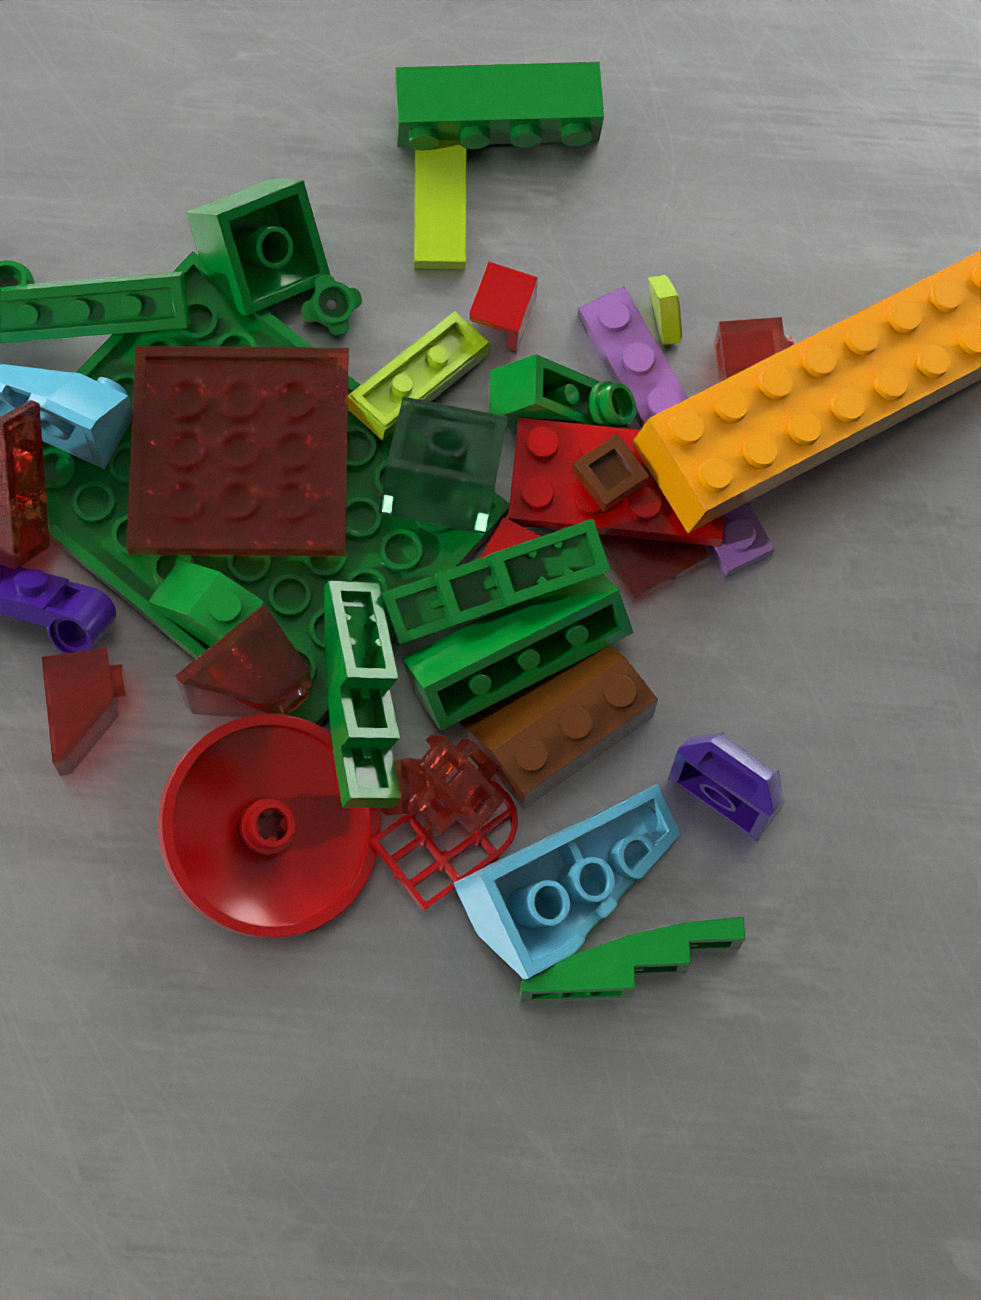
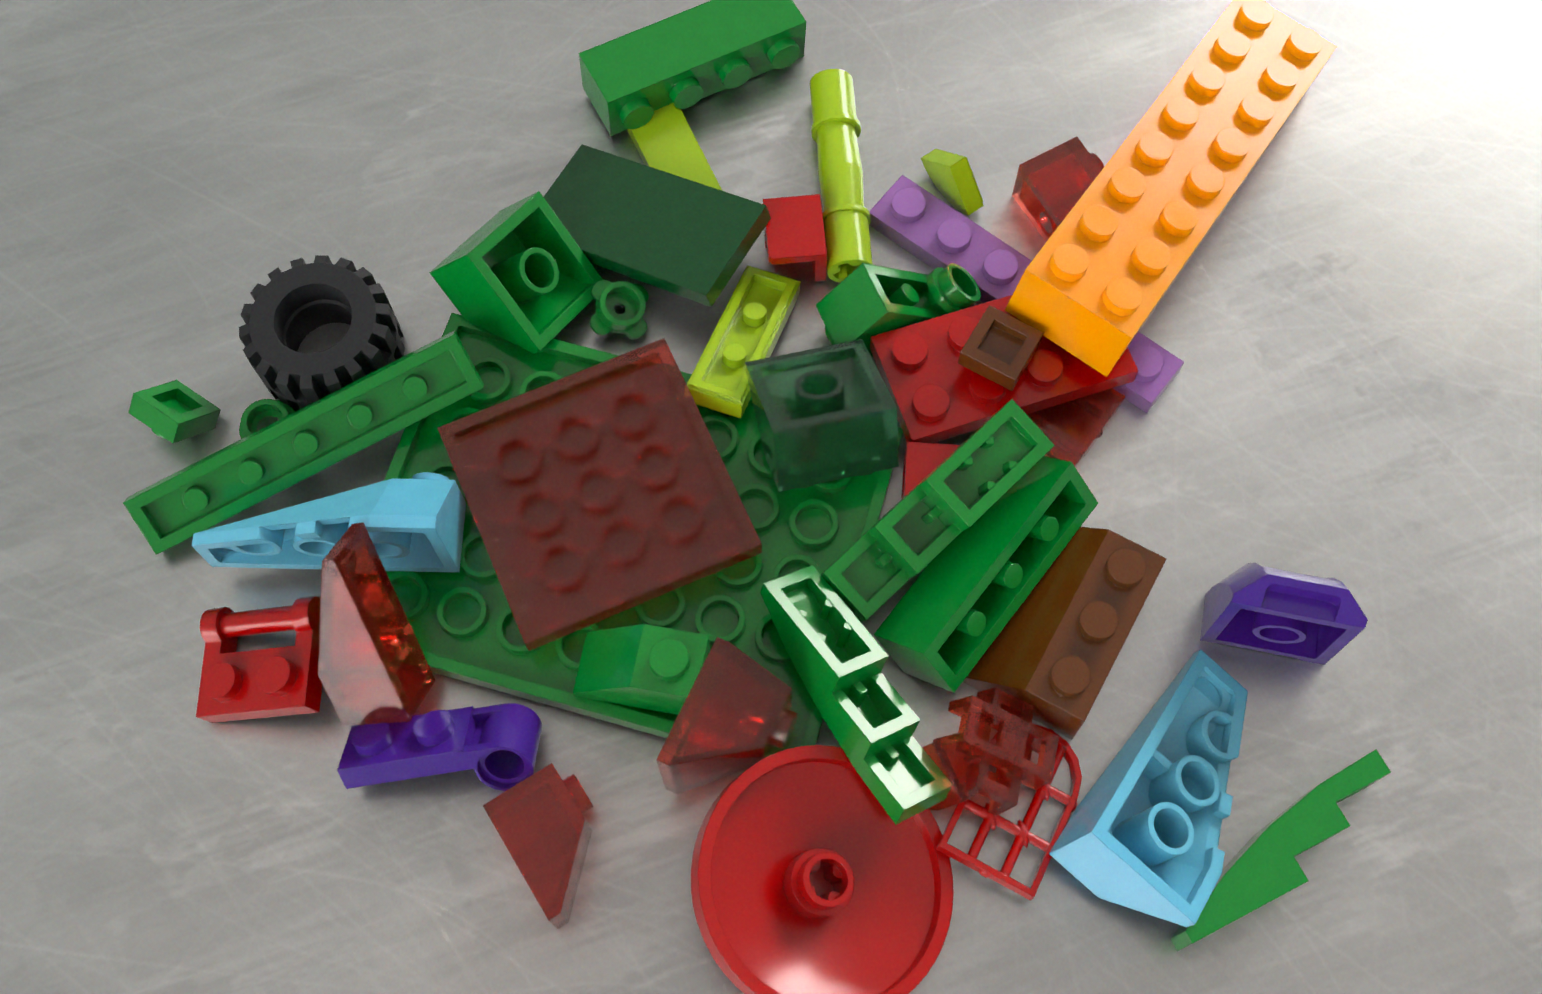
camera: 20 degrees left, 5 degrees down
(73, 192) = (301, 302): none -> black tyre
(389, 242) = (655, 223): none -> dark green tile
(571, 263) = (840, 172): none -> lime piece

